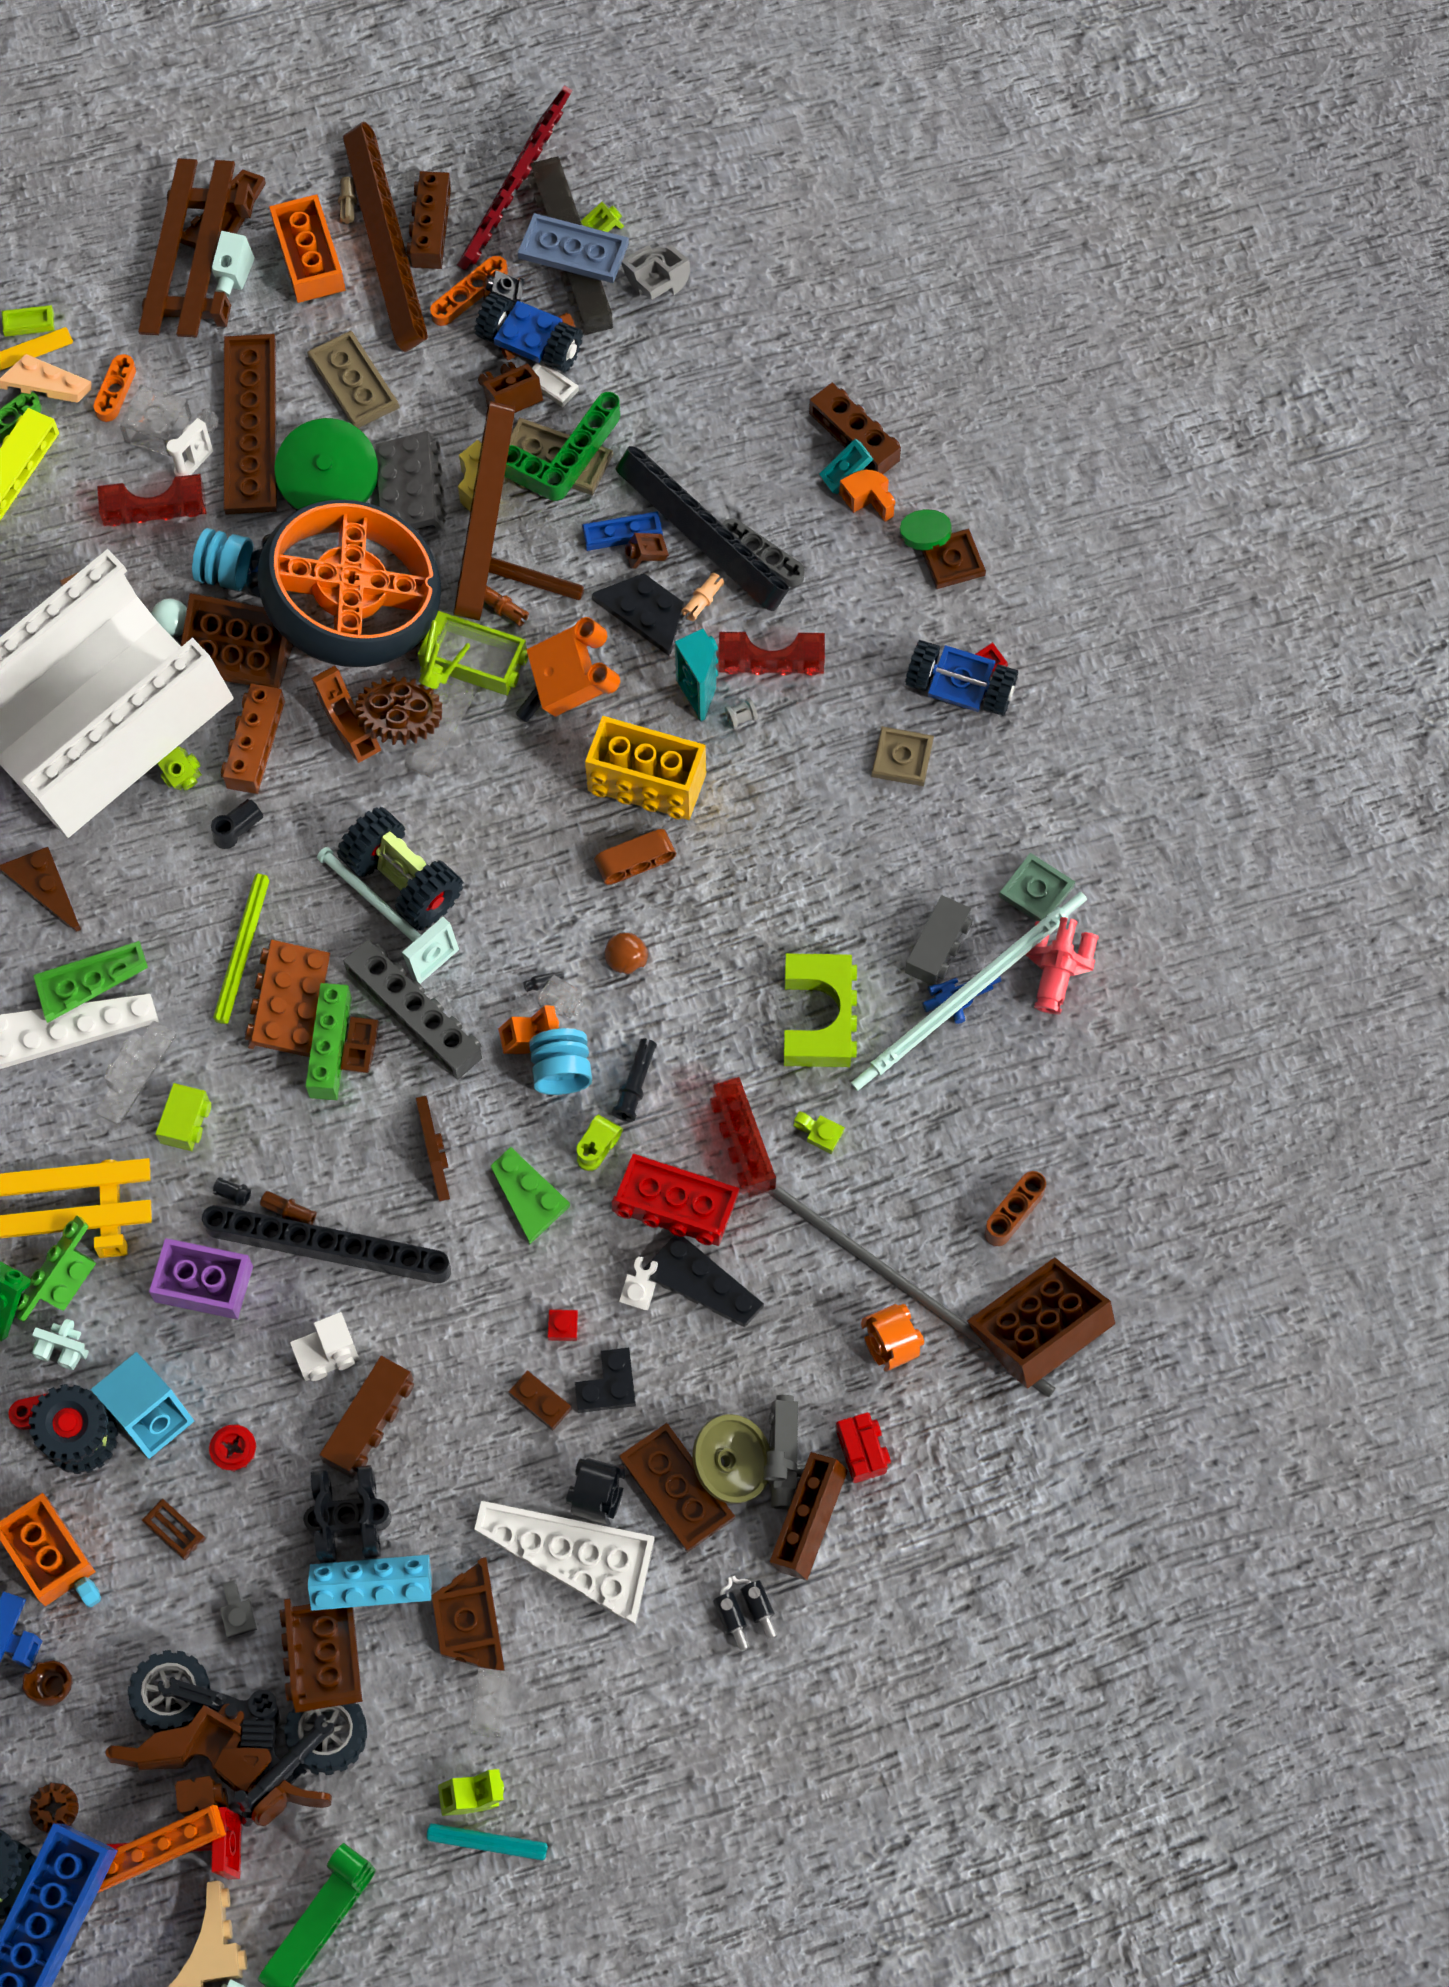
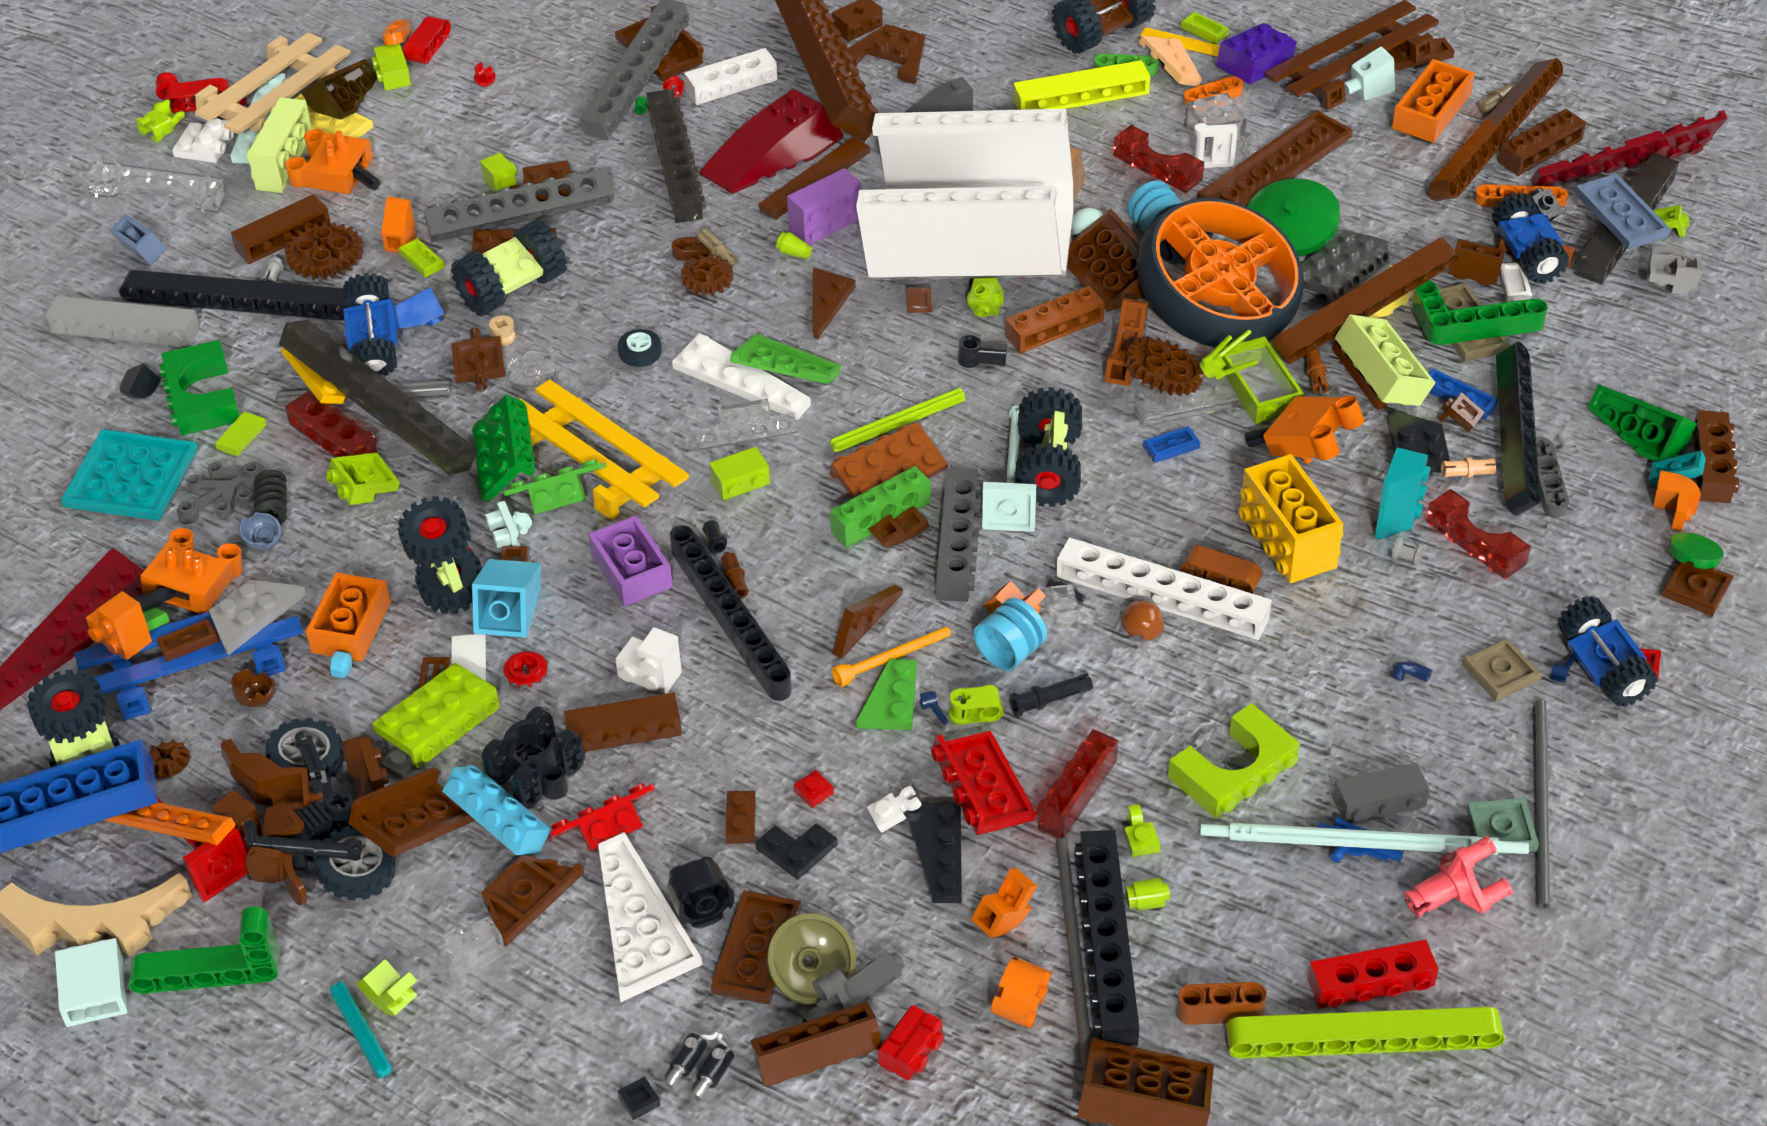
camera: 50 degrees right, 20 degrees down
(96, 1365) = (514, 553): none -> reddish brown tile
(112, 317) = (1255, 52): none -> dark purple brick
(125, 818) = (919, 299): none -> reddish brown tile
(174, 1484) = (470, 653): none -> white sticker
(220, 1553) = (438, 714): none -> lime bracket
(234, 1658) = (363, 765): none -> reddish brown bracket
(353, 379) = (1376, 190): dark tan tile -> none
(454, 1503) = (606, 822): none -> red bracket
(464, 793) = (1174, 446): none -> blue tile
(474, 1211) = (844, 674): none -> light orange piece
(550, 553) = (1384, 360): none -> yellowish green brick
(558, 1170) = (929, 700): none -> dark blue hand
(604, 924) = (1165, 587): none -> white brick
(738, 1679) = (639, 1098): none -> black plate
(782, 444) = (1645, 427): none -> green wedge
(804, 1281) = (1006, 909): none -> orange brick
(817, 1168) = (1107, 916): none -> black brick
(845, 816) = (1412, 669): none -> dark blue arm
(879, 1174) = (1147, 894): none -> lime brick
(941, 723) = (1560, 672): none -> dark blue hand
(1038, 843) = (1542, 804): none -> dark grey piece
(1095, 1050) = (1358, 968): none -> red brick
(1119, 1138) = (1364, 1032): none -> lime beam

